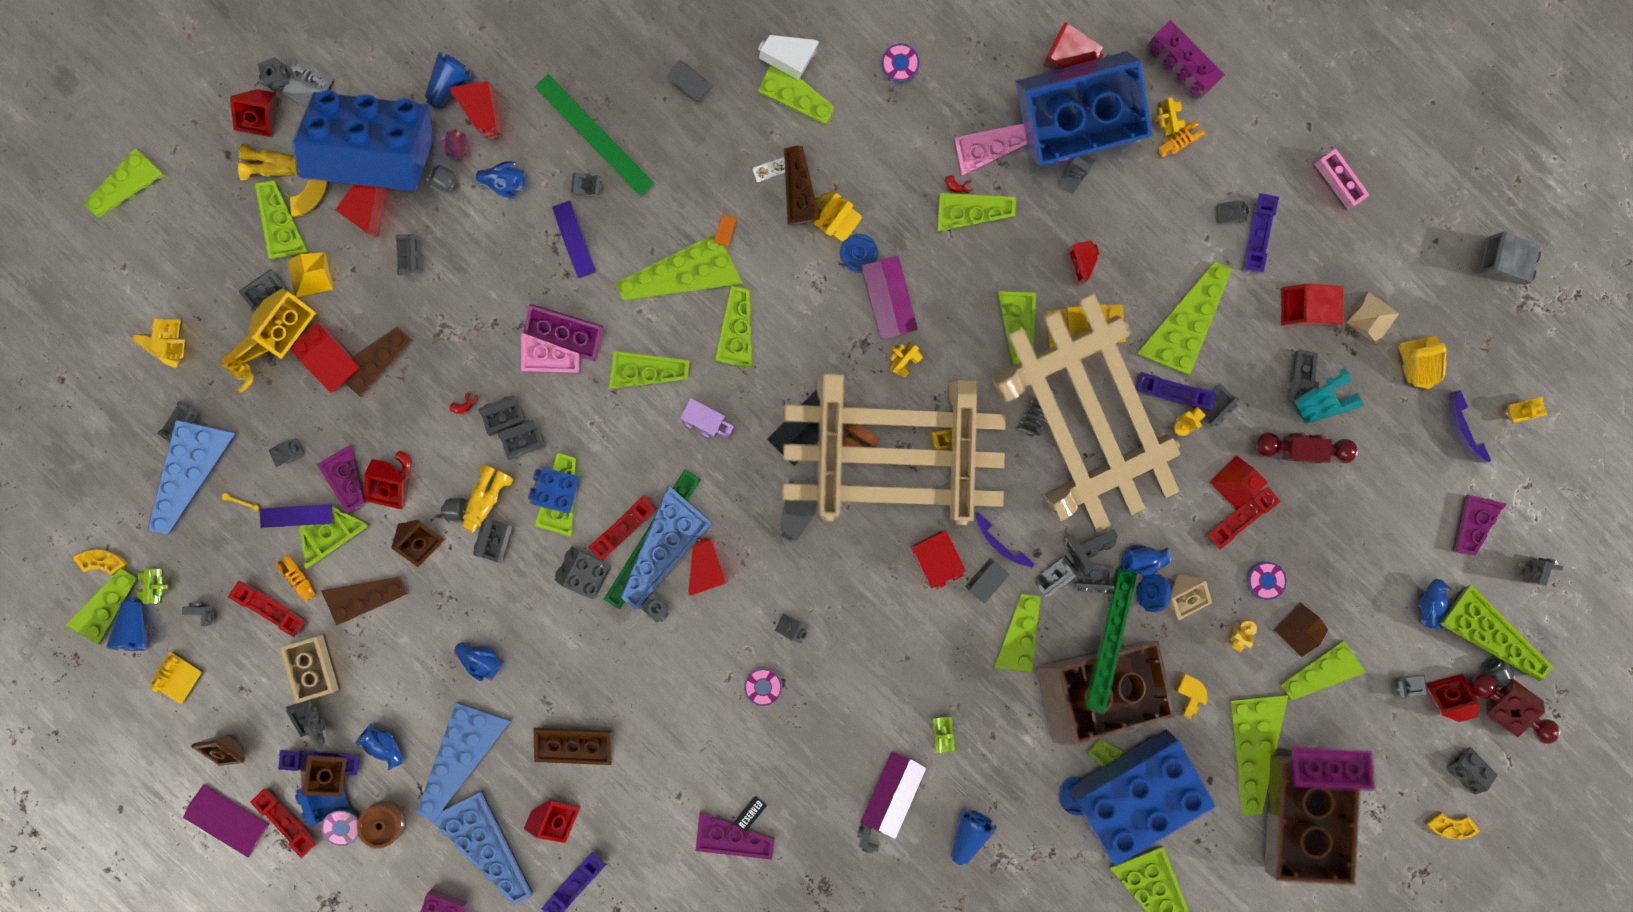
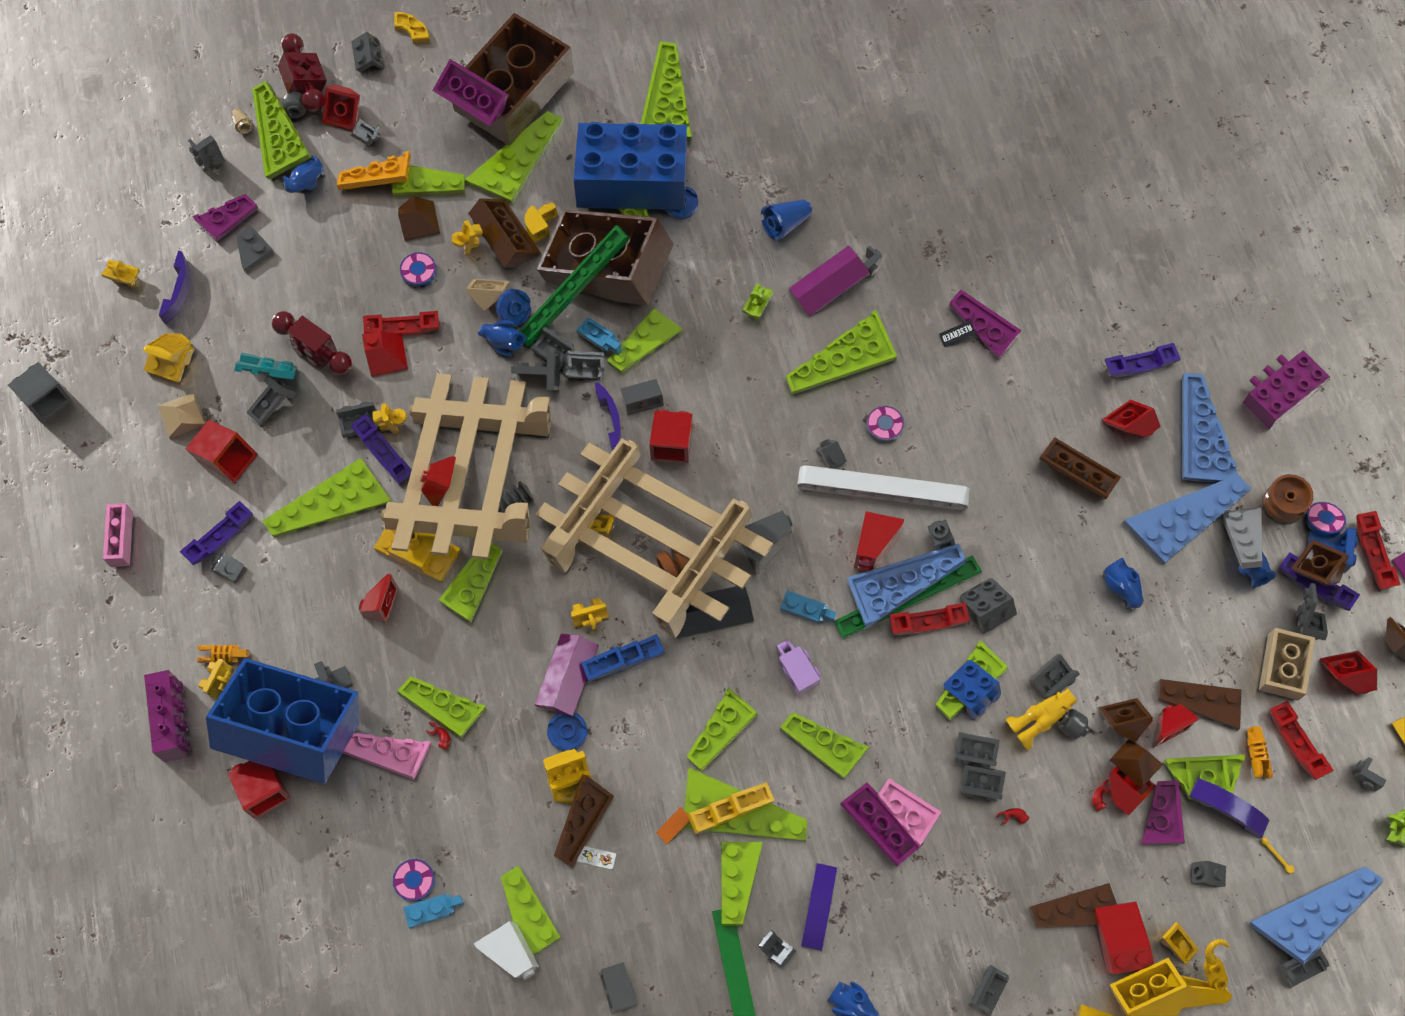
camera: 145 degrees left, 20 degrees down
(254, 696) = (1352, 671): none -> red slope
(281, 380) = (1179, 943): none -> yellow slope
(376, 557) = (1173, 723): none -> red slope
(387, 506) = (1136, 762): none -> reddish brown slope
(399, 766) = (1245, 534): none -> light grey wing
(651, 223) = (738, 867): none -> lime wing
(686, 268) = (731, 807): none -> yellow slope
(729, 624) = (883, 487): none -> white beam
(730, 477) = (806, 608): none -> dark azure hinge
(830, 738) = (851, 353): none -> lime wing
(852, 339) = (623, 658): none -> blue slope
(871, 49) = (431, 909): none -> dark azure hinge
(1061, 614) = (599, 336): none -> dark azure hinge
(1102, 383) = (437, 480): none -> red slope
(1215, 663) = (504, 232): none -> reddish brown slope
(1370, 650) = (390, 171): none -> light orange wing
(1430, 508) = (252, 248): none -> dark grey wing
(1536, 626) = (241, 121): none -> tan cone

